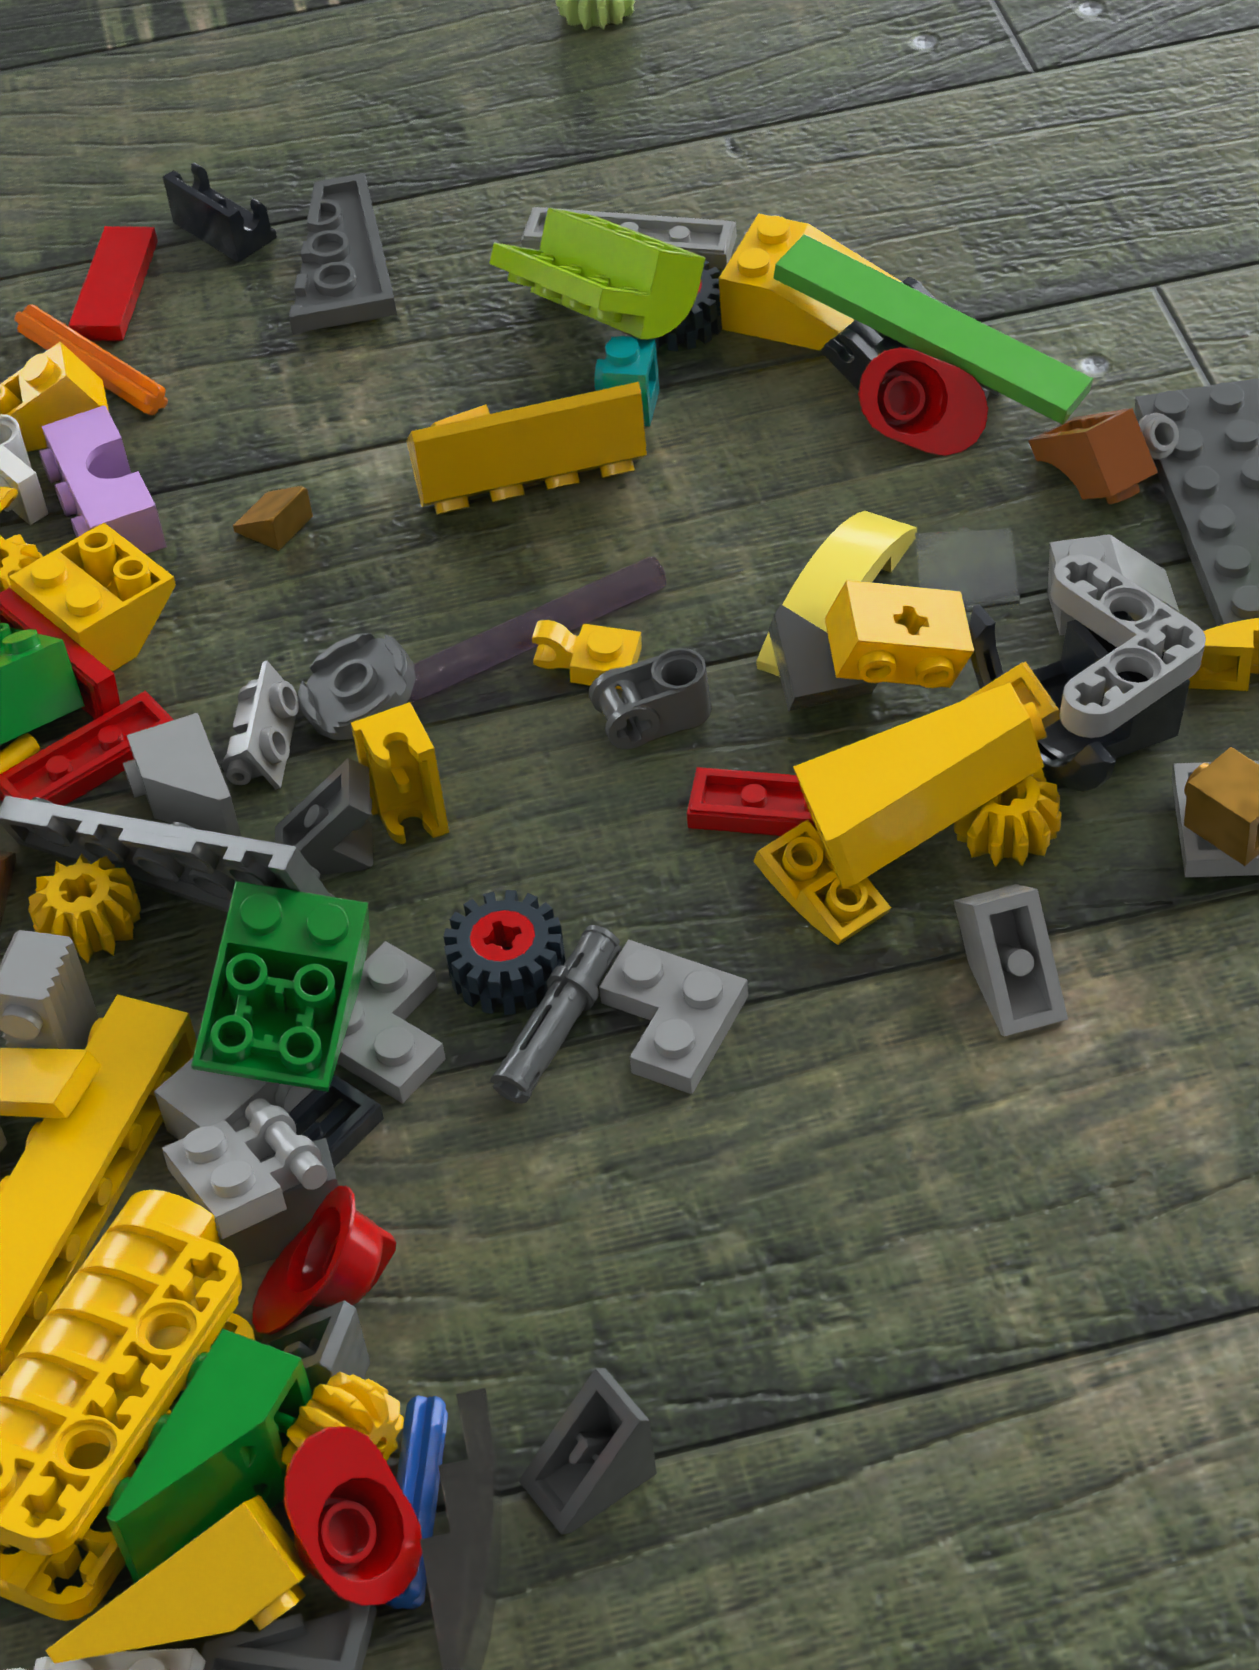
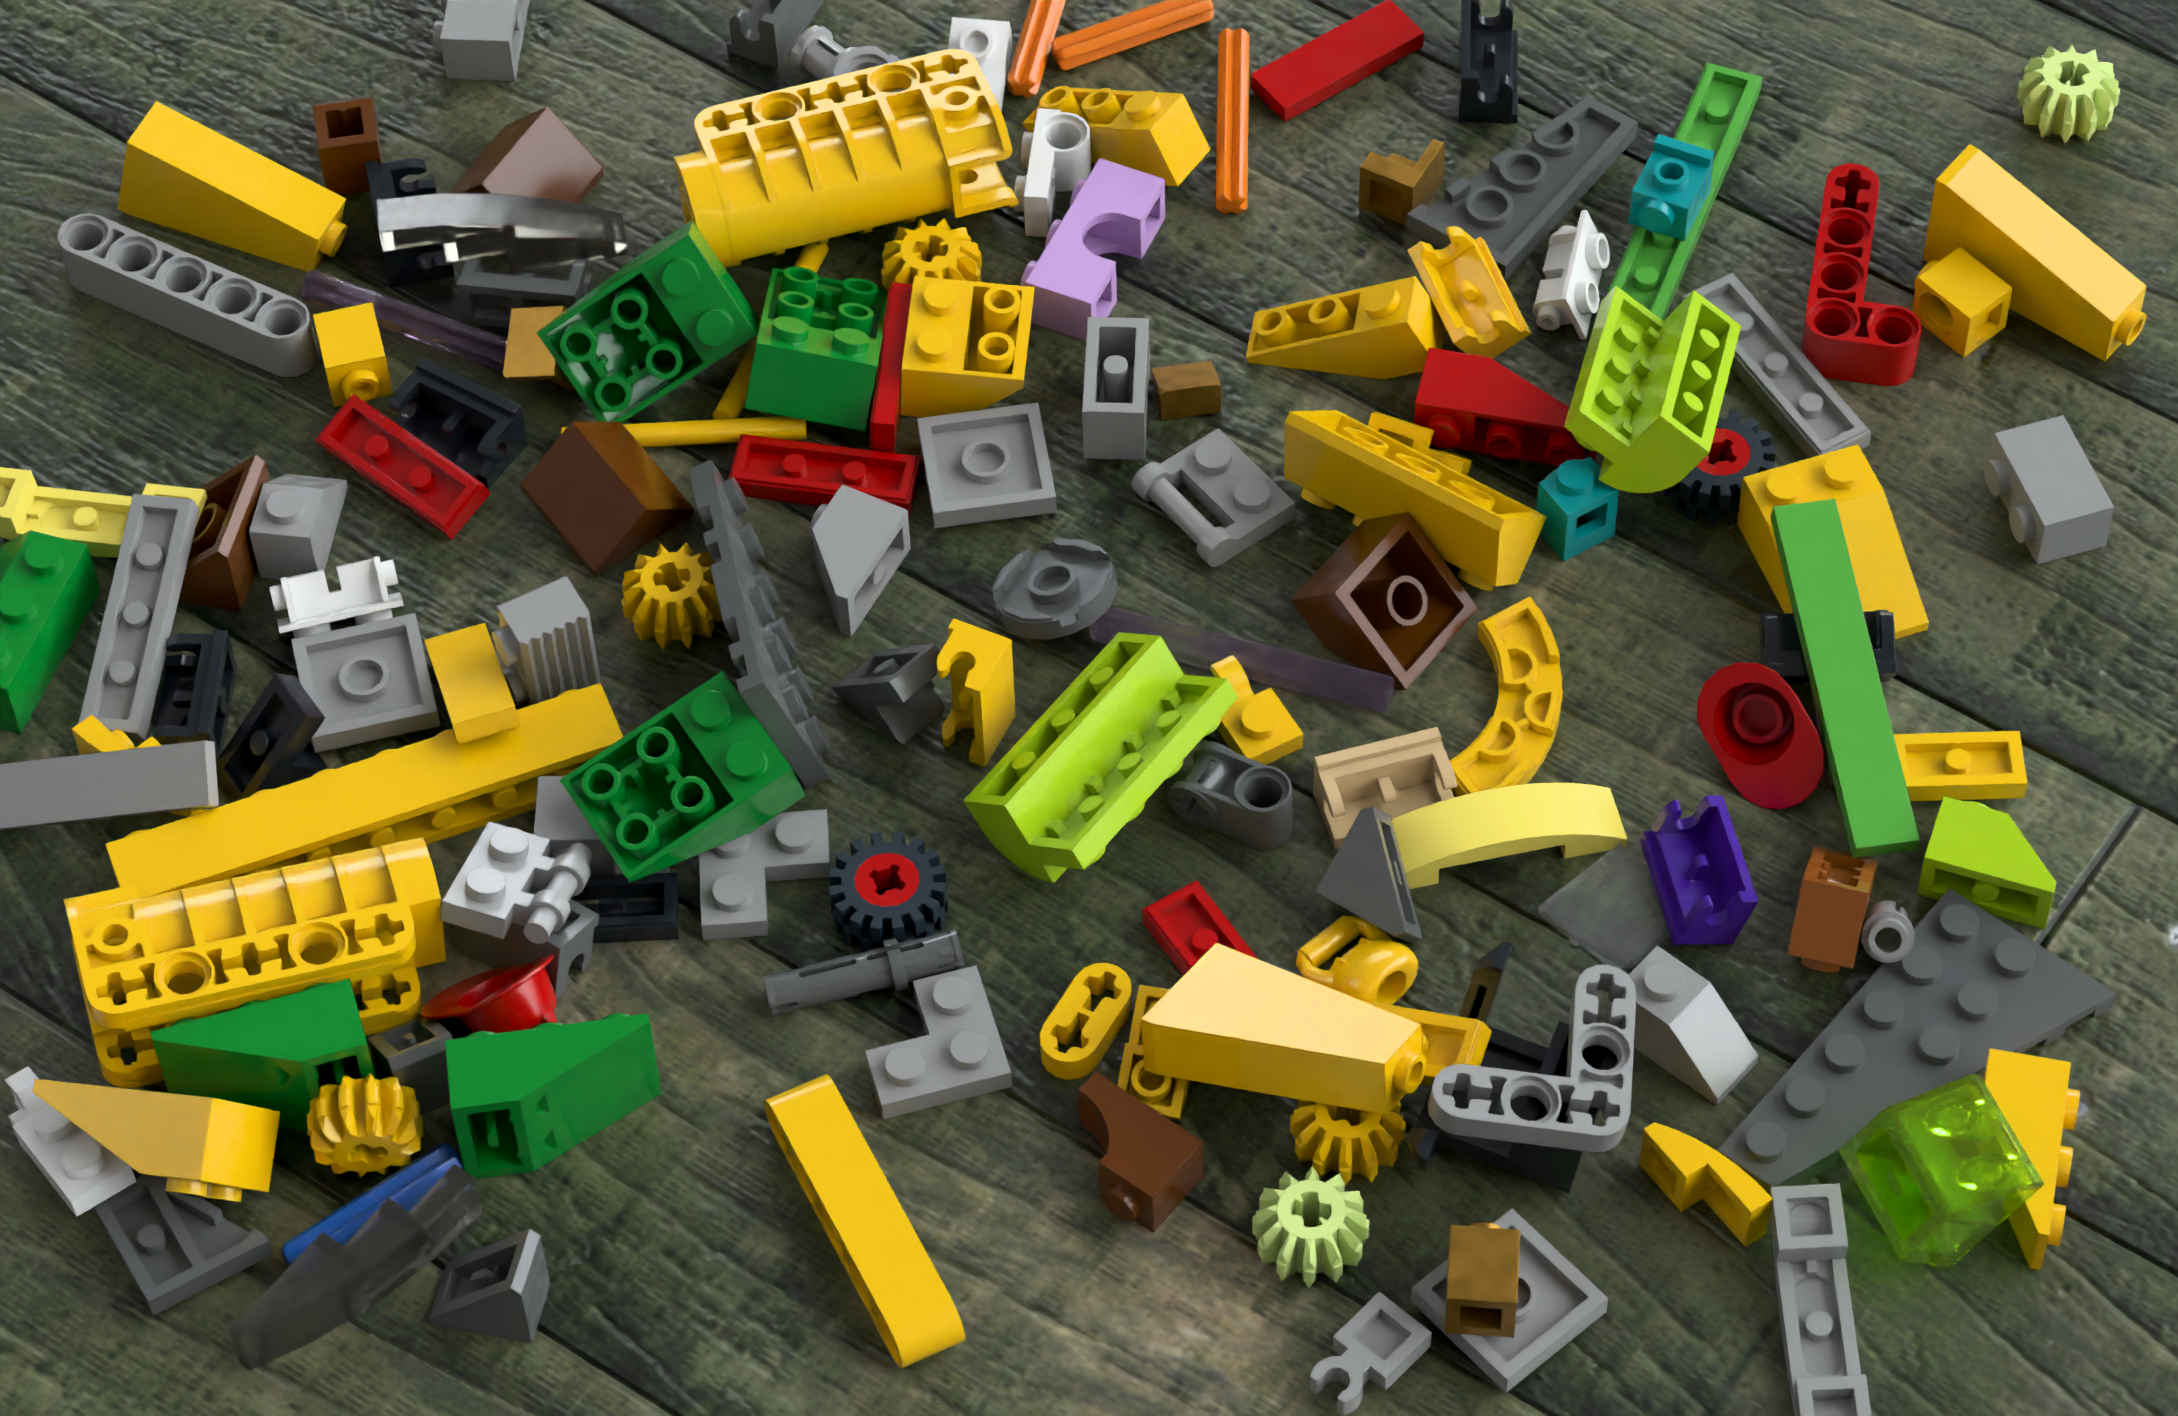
camera: 45 degrees right, 5 degrees up
(201, 658) = (986, 465): none -> light grey plate
(238, 540) = (1116, 388): none -> light grey brick
(257, 311) = (1399, 184): none -> pearl gold panel
(263, 729) = (956, 566): light grey hinge -> none
(349, 400) = (1357, 332): none -> yellow slope
(351, 1517) = (292, 1174): red piece -> none
(382, 557) = (1226, 486): none -> light grey plate
(397, 326) = (1470, 294): none -> yellow hinge
(430, 276) = (1578, 260): none -> white hinge
(438, 196) = (1713, 121): none -> bright green tile
(442, 182) = (1672, 187): none -> teal brick
(442, 1293) = (546, 1089): none -> green slope
(506, 369) = (1492, 411): none -> red slope
(541, 747) = (1096, 756): none -> lime brick
(580, 517) = (1385, 600): none -> reddish brown slope
(613, 166) = (1841, 330): none -> red beam
(688, 105) = (1961, 301): none -> yellow brick
(701, 71) = (2053, 267): none -> yellow slope
(736, 615) = (1385, 774): none -> tan hinge
(746, 509) = (1527, 702): none -> yellow tile
(757, 905) = (1096, 1027): none -> yellow beam
(787, 1156) = (864, 1221): none -> yellow beam
(872, 714) = (1370, 971): none -> yellow piece
(881, 170) = (2049, 490): none -> light grey brick
(898, 634) = (1420, 879): yellow brick -> none
(901, 943) = (1147, 1157): none -> reddish brown arch
(995, 498) = (1699, 873): none -> dark purple hinge
(1012, 957) = (1195, 1233): light grey slope -> none
(1055, 325) = (1962, 765): none -> yellow plate
(1076, 884) = (1310, 1227): none -> yellowish green gear
(1140, 362) = (1987, 862): none -> lime slope
(1216, 917) = (1371, 1346): none -> light grey plate

